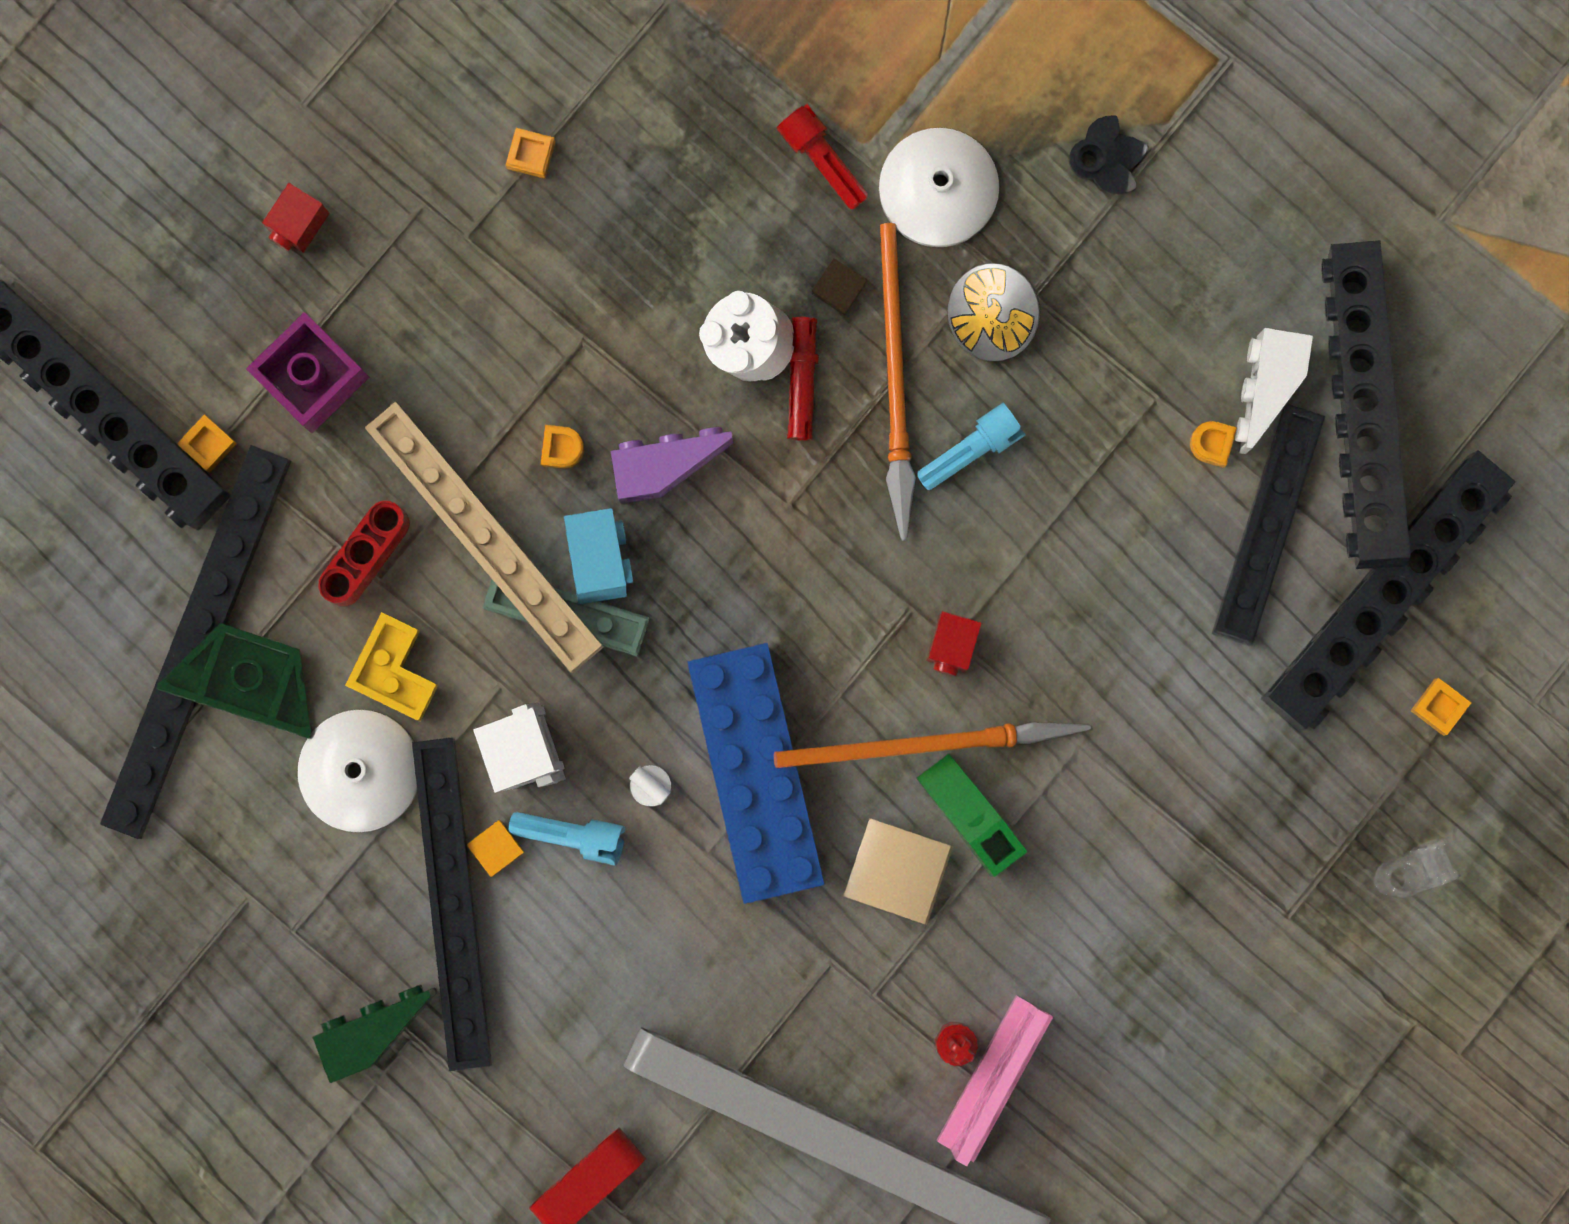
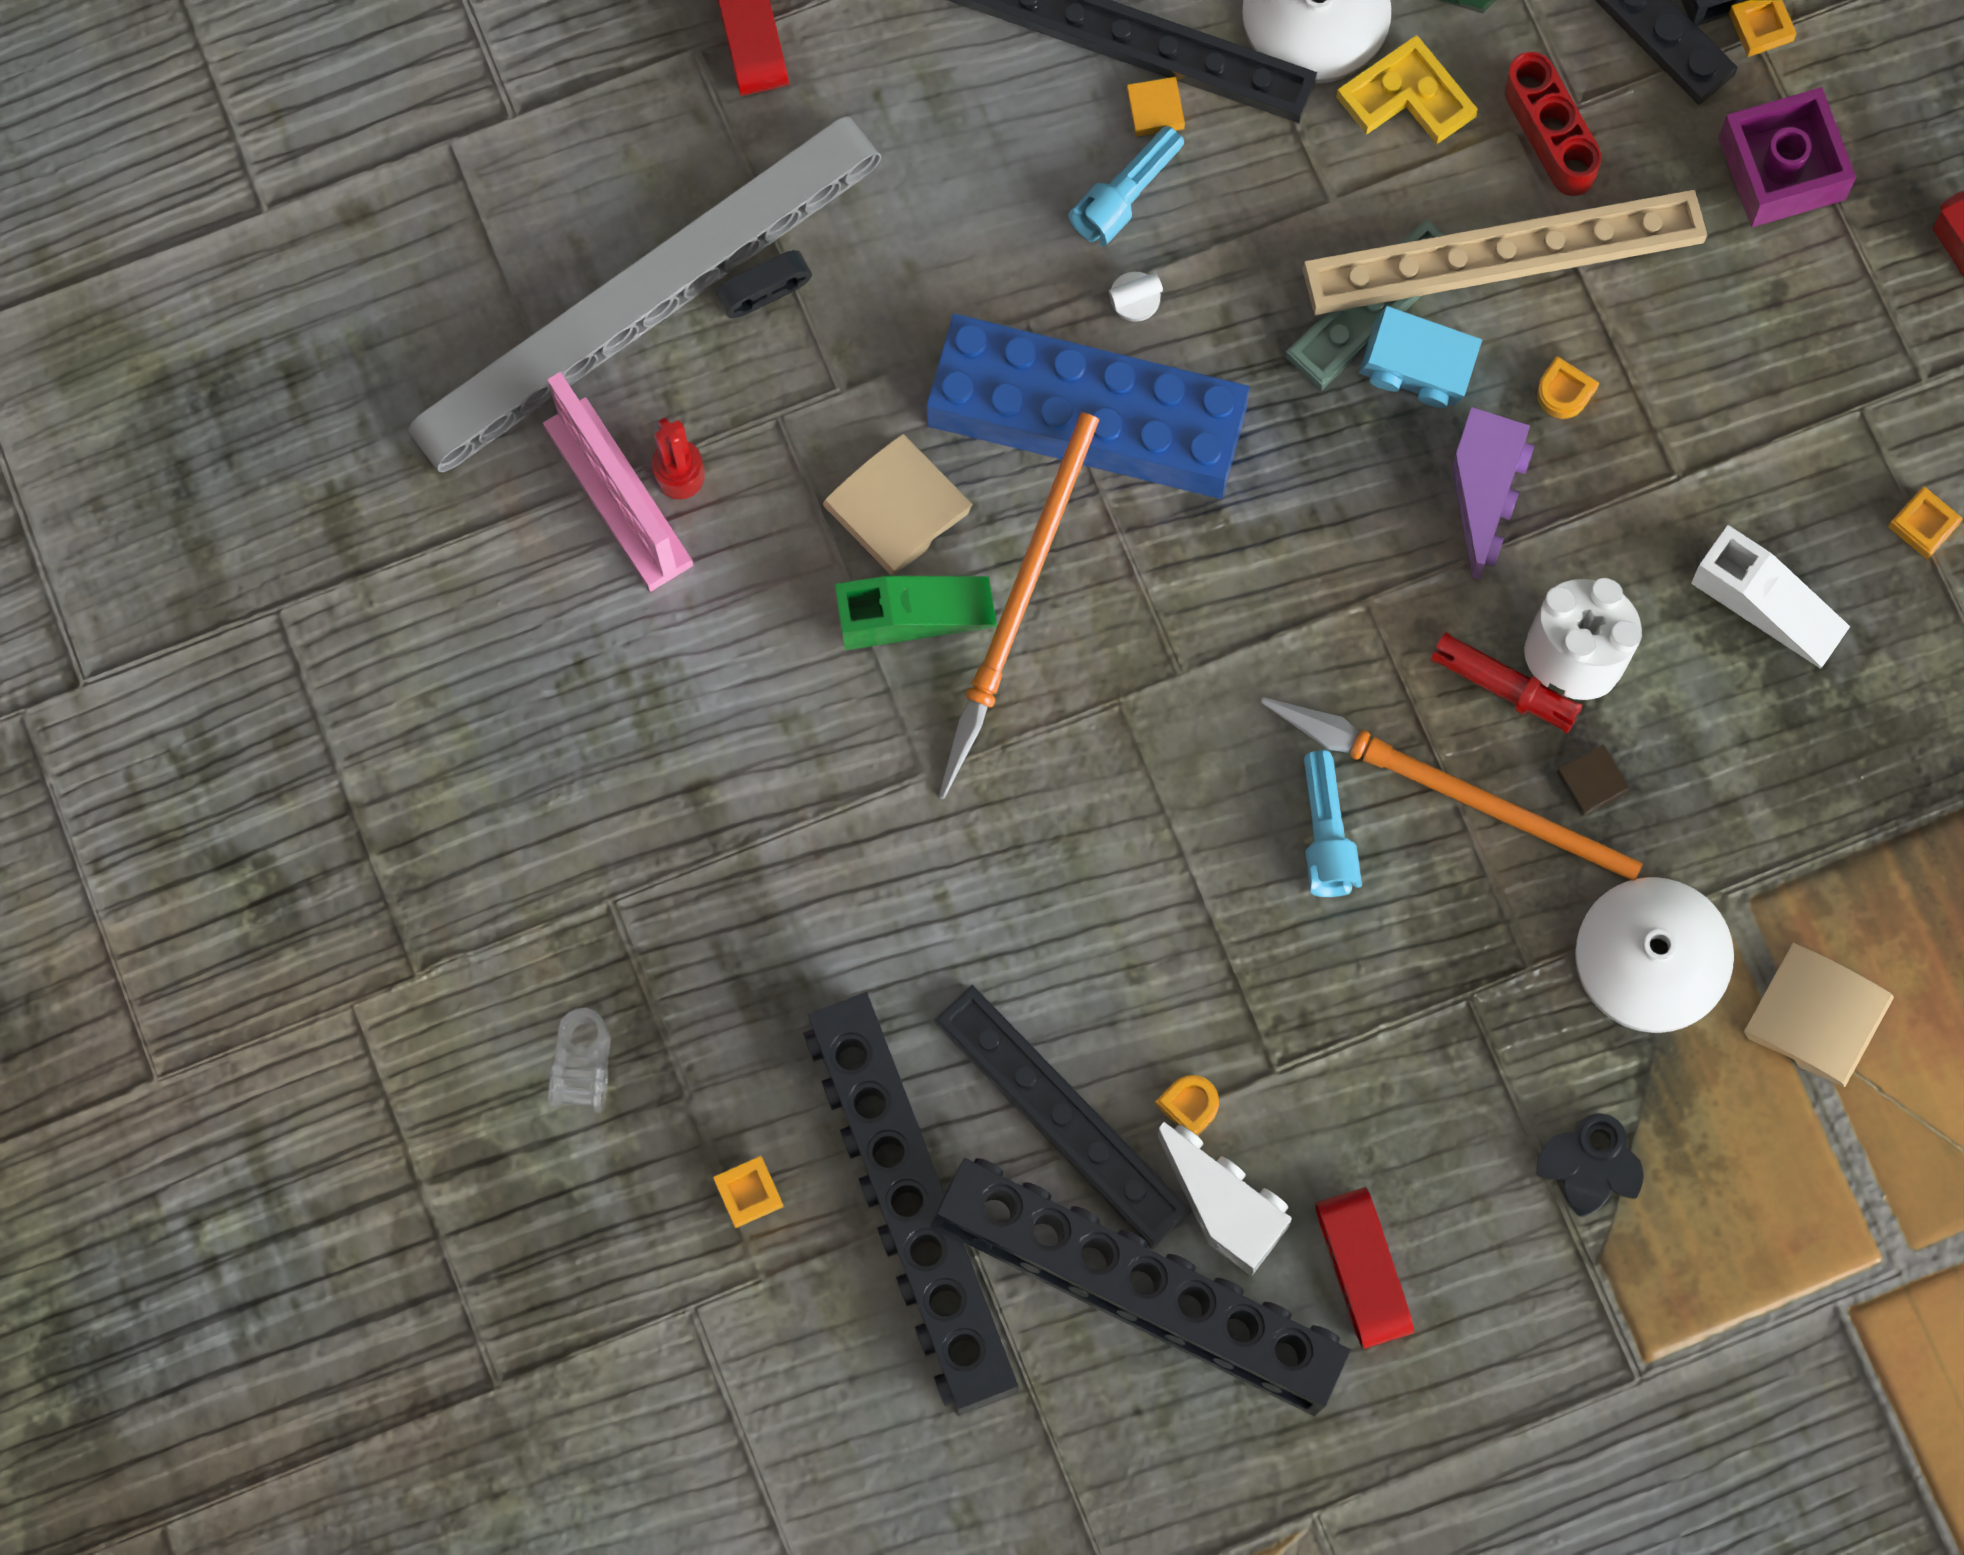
camera: 120 degrees right, 10 degrees down
(520, 750) = (1247, 174): white plate -> none
(646, 229) = (1769, 596): none -> white slope
(784, 1059) = (763, 284): none -> black beam
(806, 135) = (1792, 830): red piece -> none
(925, 57) = (1818, 1014): none -> tan slope
(953, 643) = (1116, 689): red brick -> none
(993, 312) = (1472, 929): shield -> none
(1263, 268) = (1364, 1267): none -> red beam

